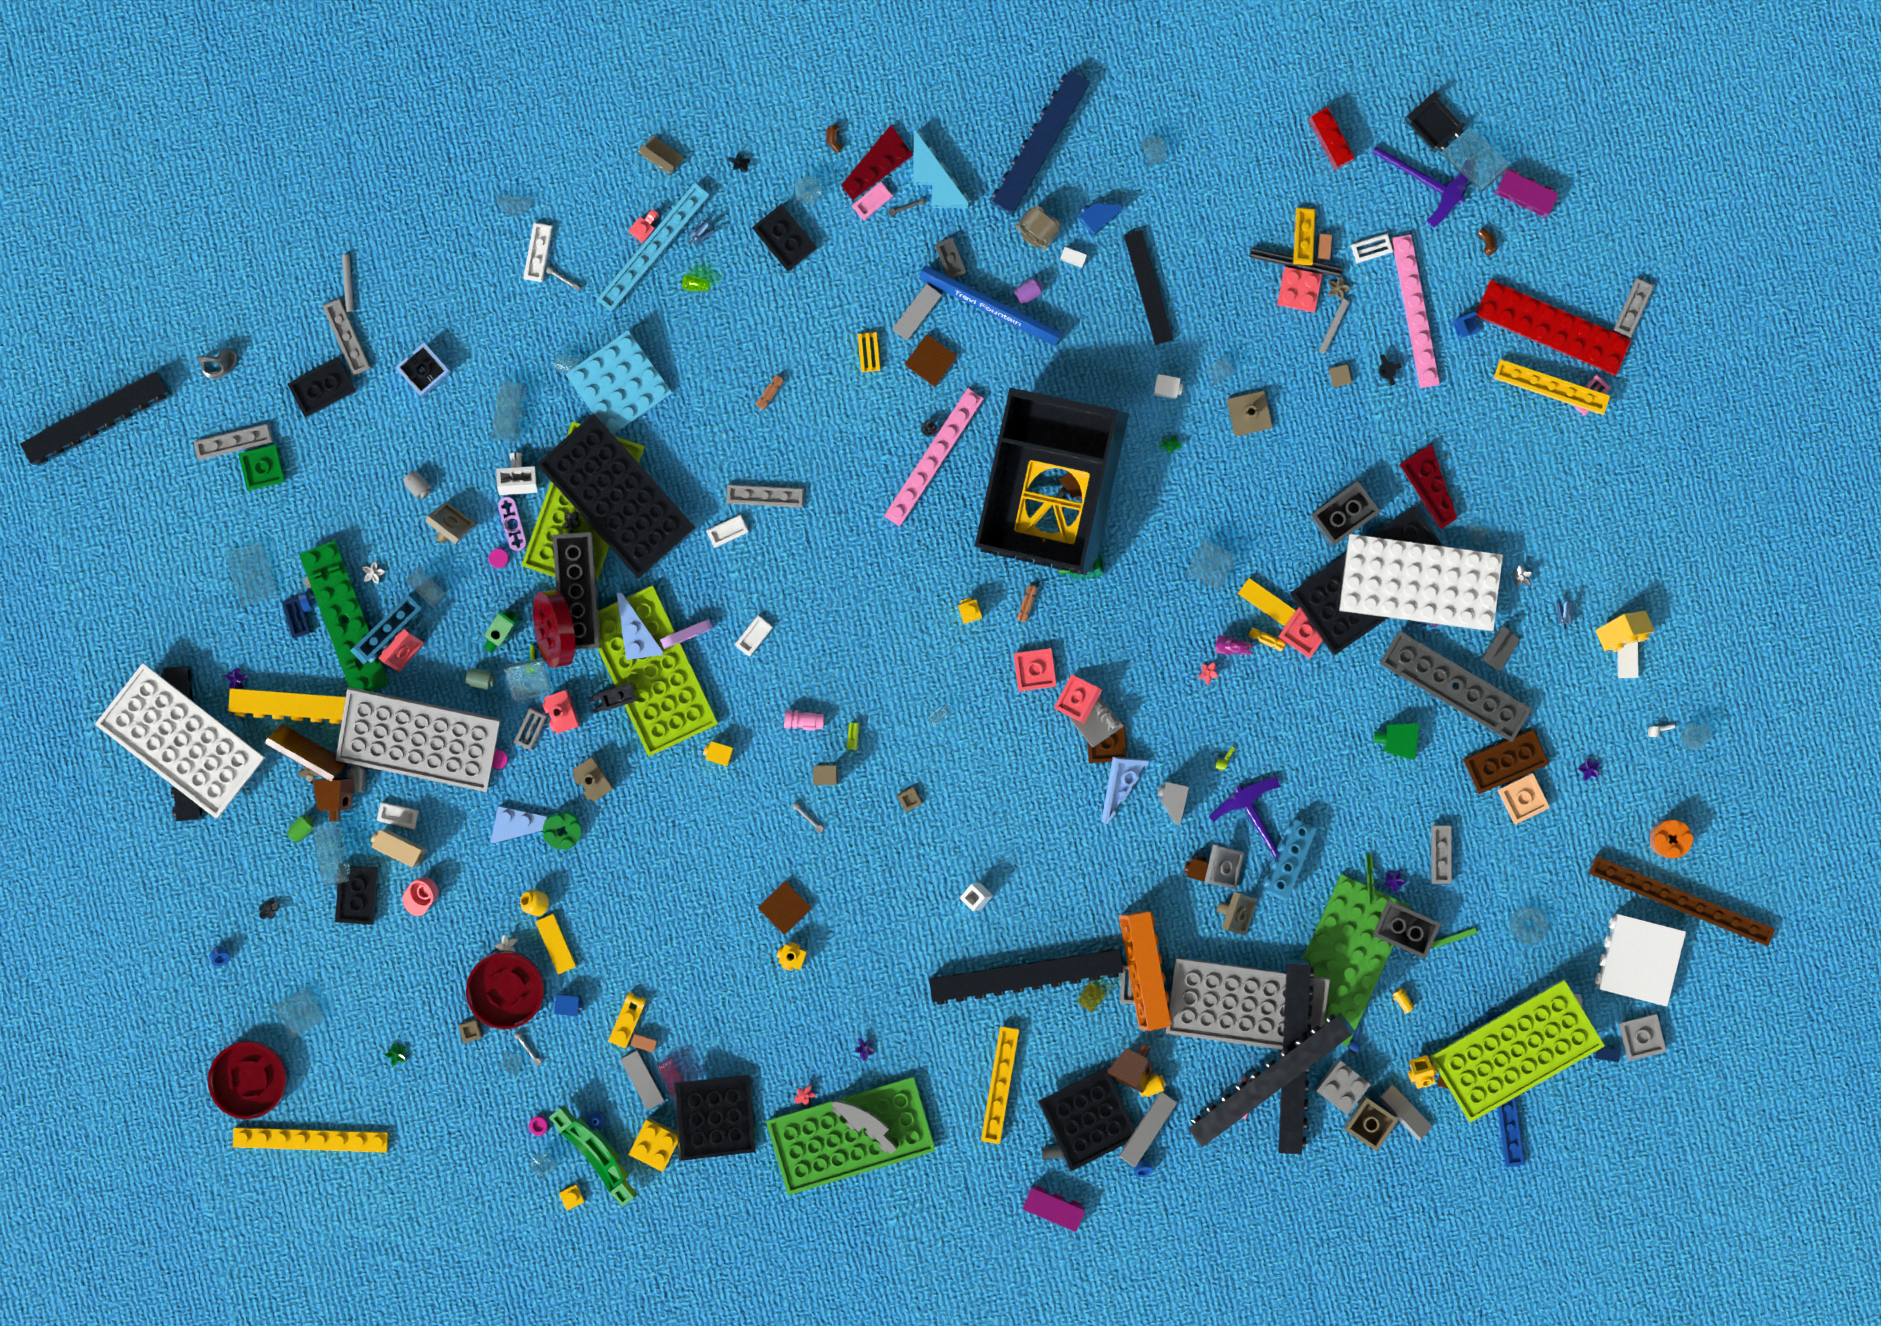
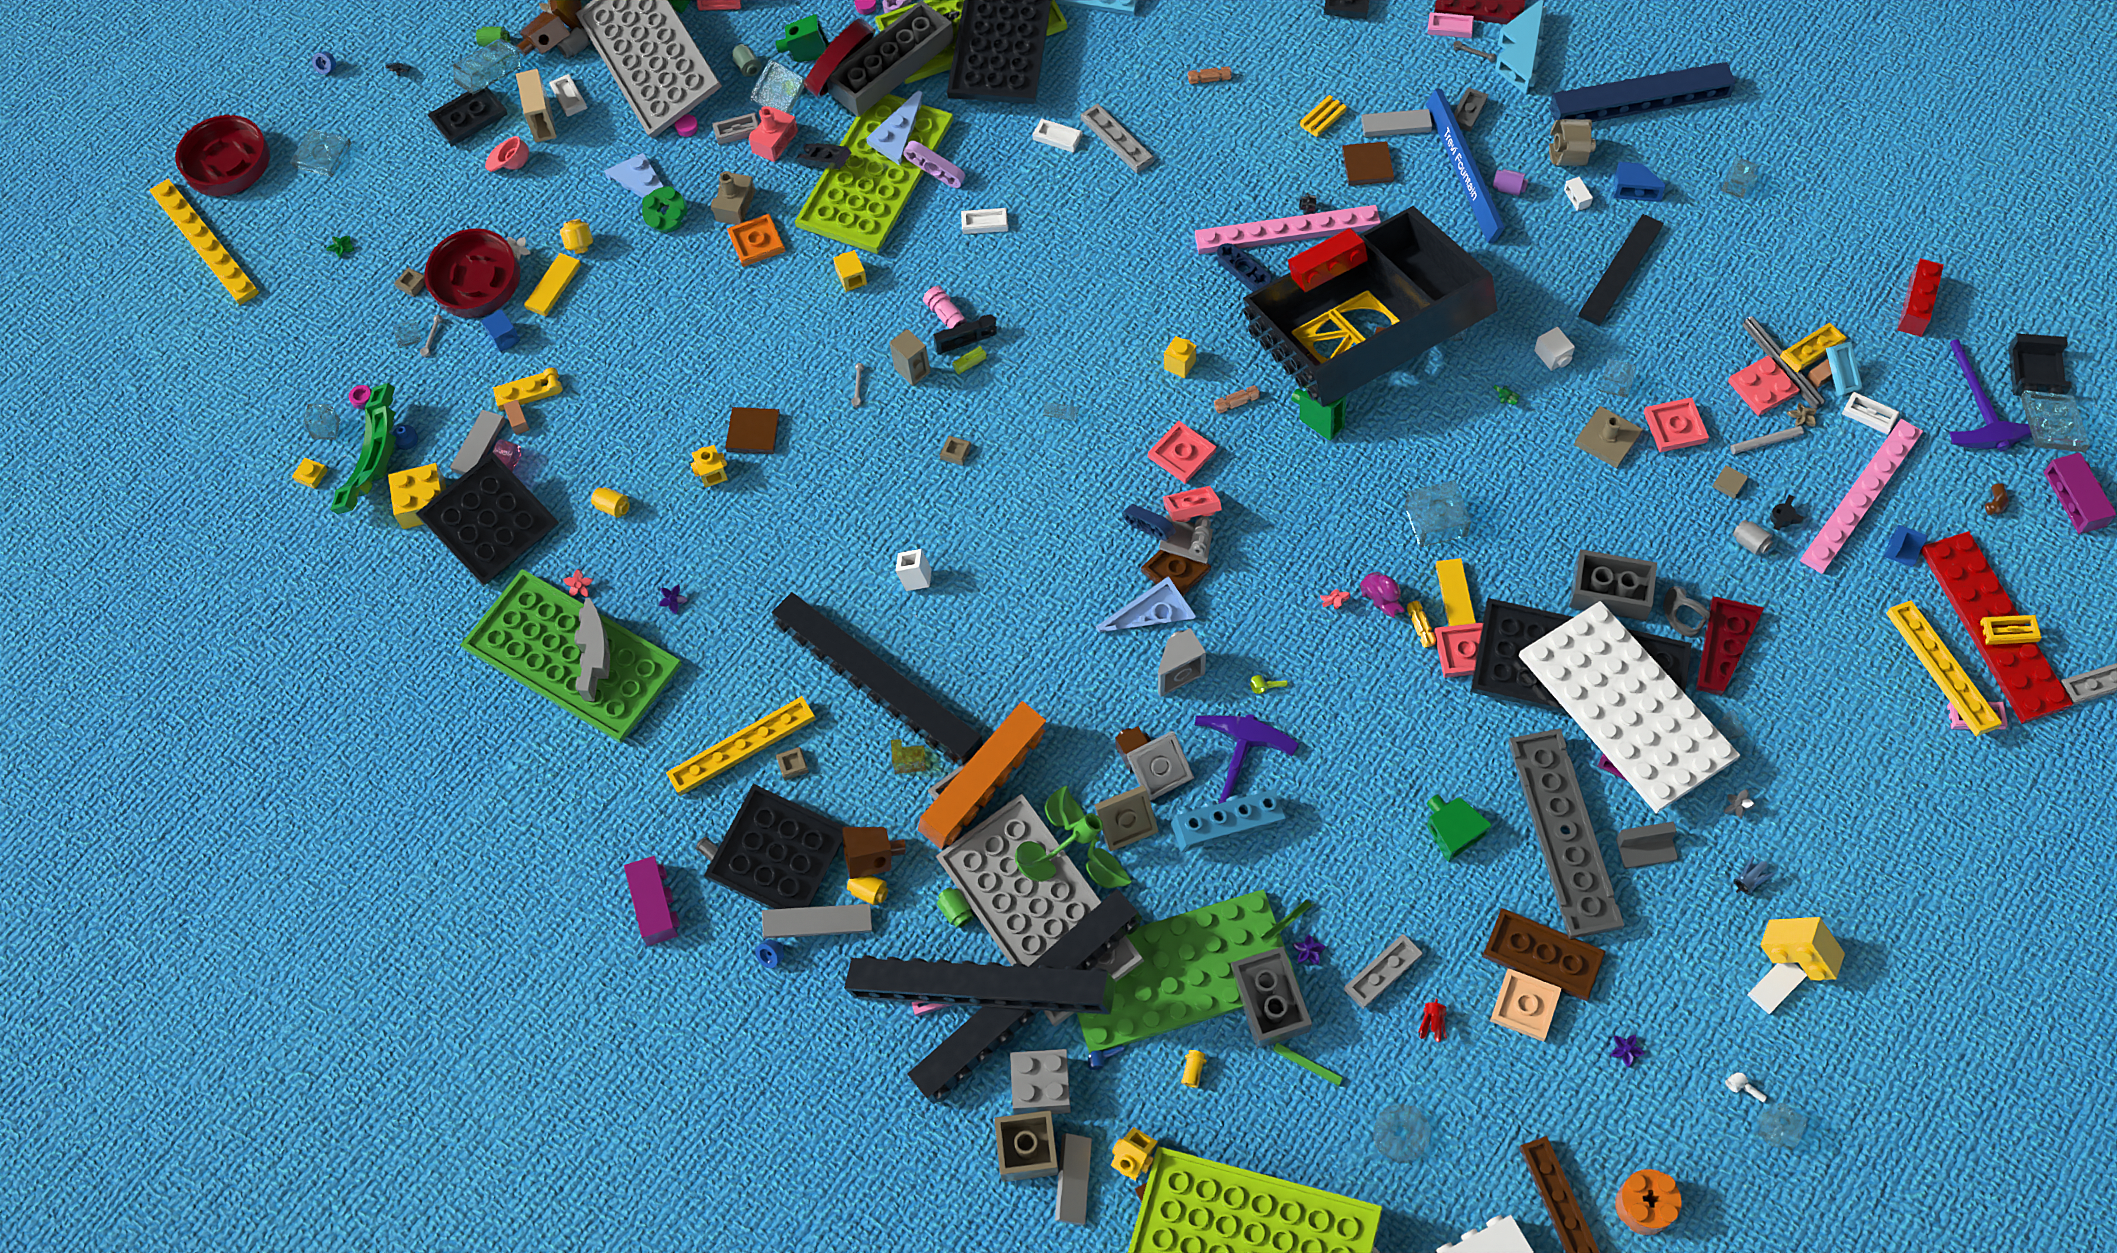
camera: 50 degrees right, 25 degrees down
(636, 790) = (756, 240): none -> orange tile
(762, 1033) = (610, 501): none -> yellow brick
(832, 722) = (965, 334): none -> black hinge
(933, 518) = (1242, 259): none -> dark blue beam
(1003, 478) = (1327, 259): none -> red brick
(1035, 1064) = (792, 763): none -> dark tan tile
(1072, 736) = (1148, 522): none -> dark blue beam
(1204, 1048) = (955, 907): none -> bright green brick
(1255, 948) = (1065, 812): none -> bright green plant
(1278, 369) = (1676, 424): none -> coral plate
(1335, 237) = (1844, 368): none -> medium azure tile
(1384, 489) = (1673, 600): none -> dark grey piece
(1385, 402) = (1753, 537): none -> light grey brick
(1487, 850) = (1435, 1015): none -> red piece
(1555, 340) = (2013, 632): none -> yellow tile

